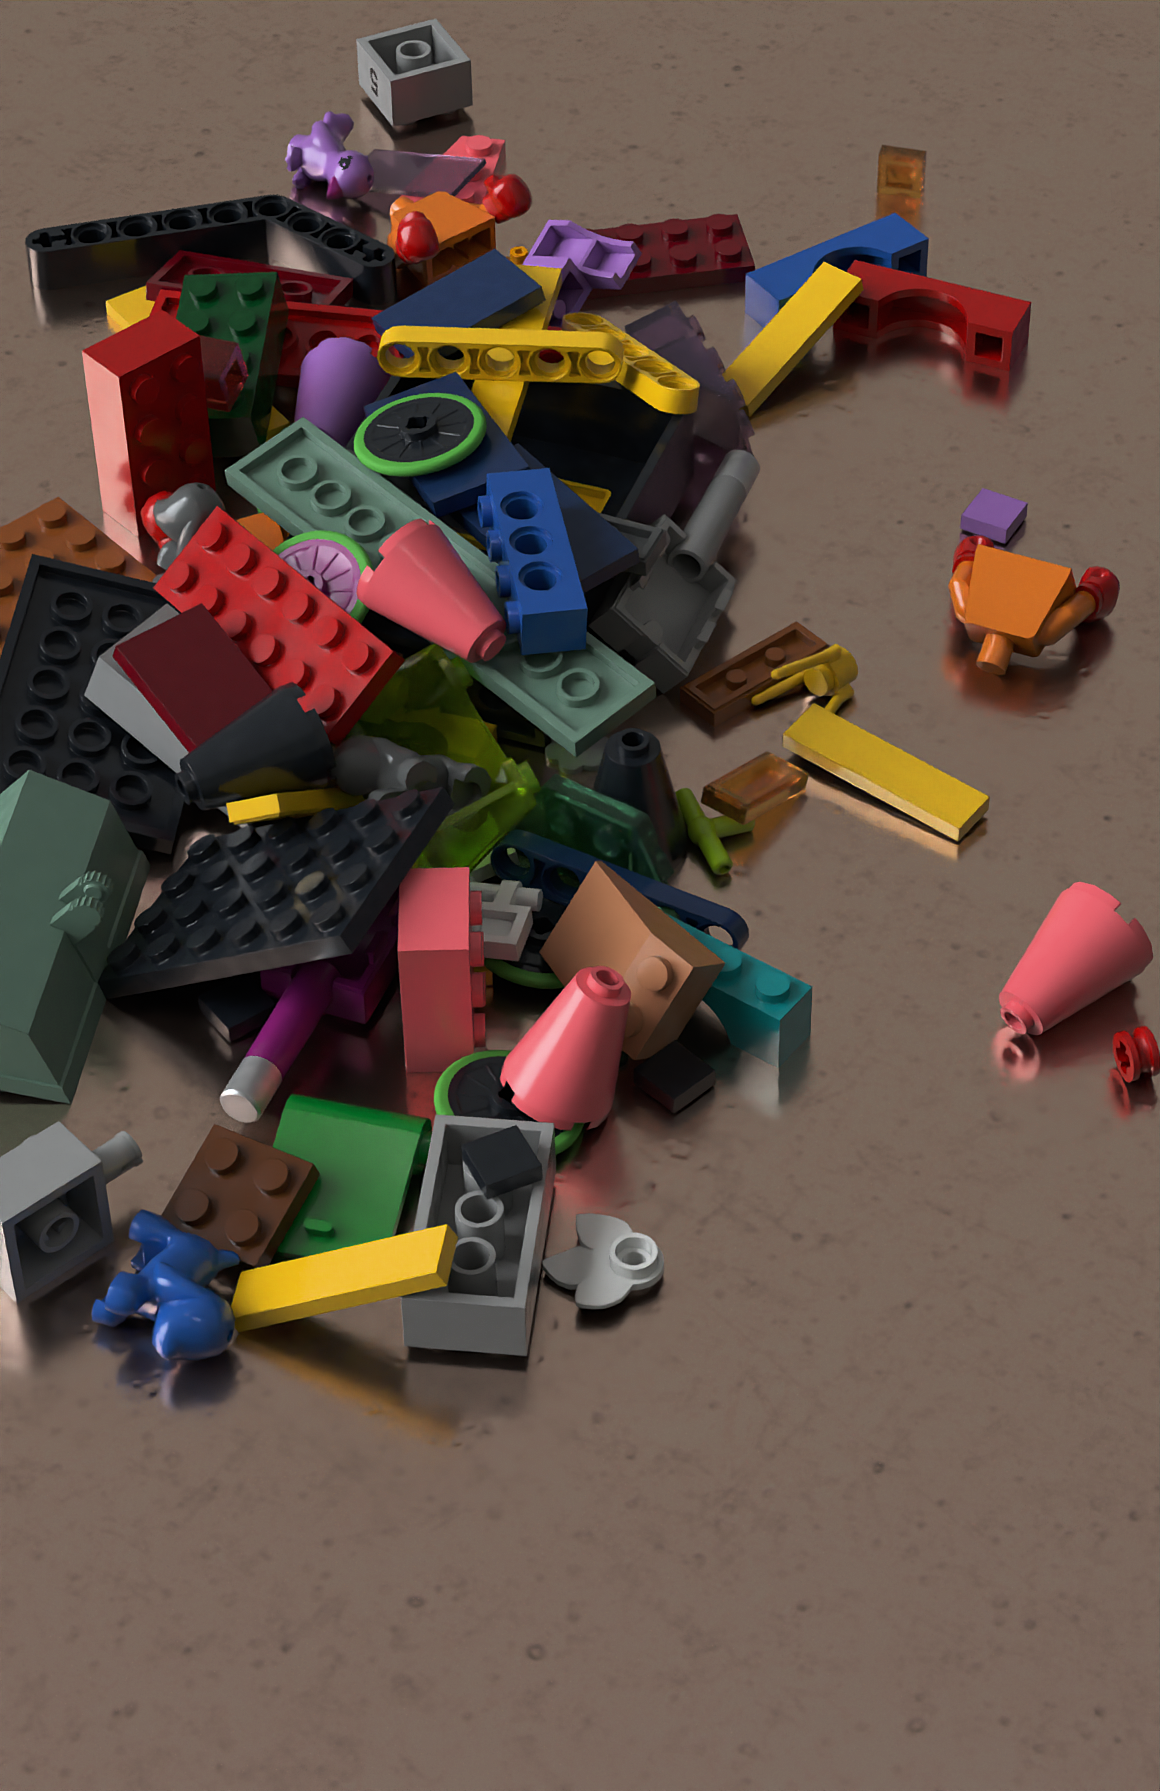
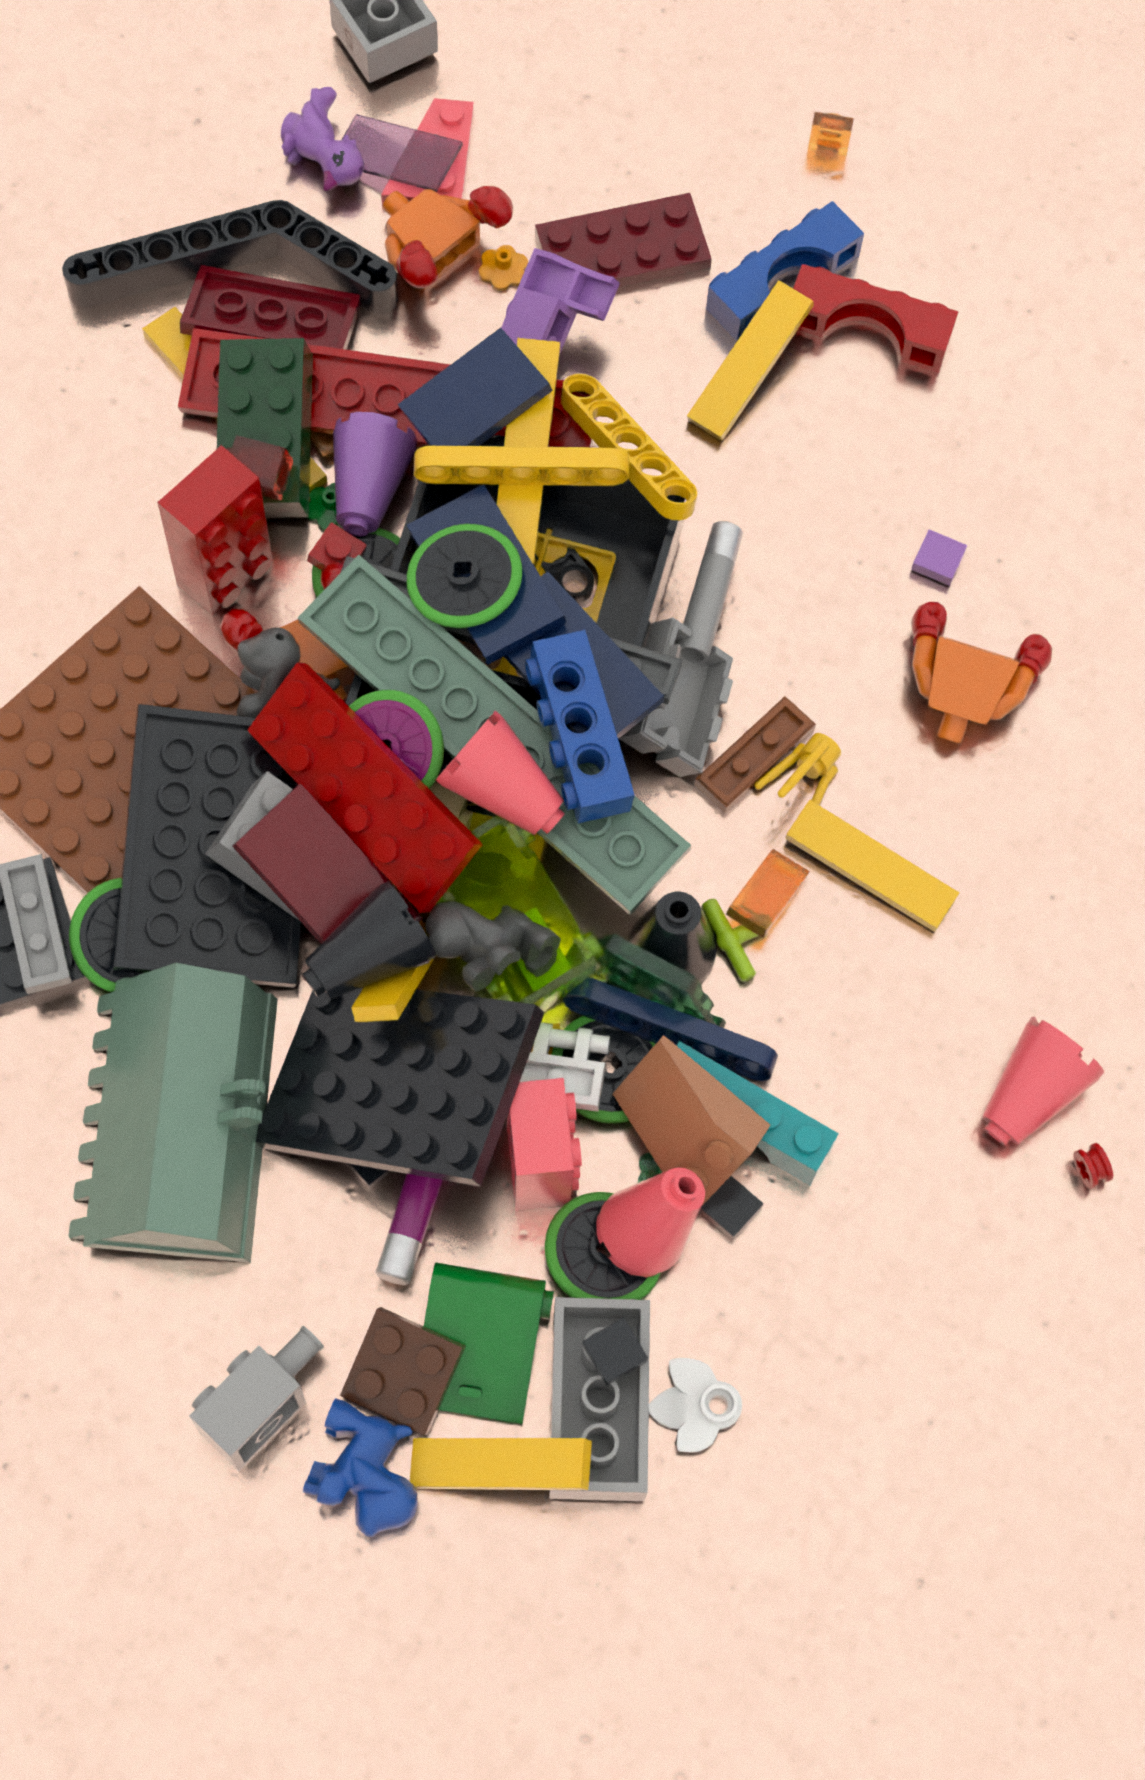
camera: 10 degrees left, 25 degrees up
(719, 401) = (659, 408): clear purple slope -> none

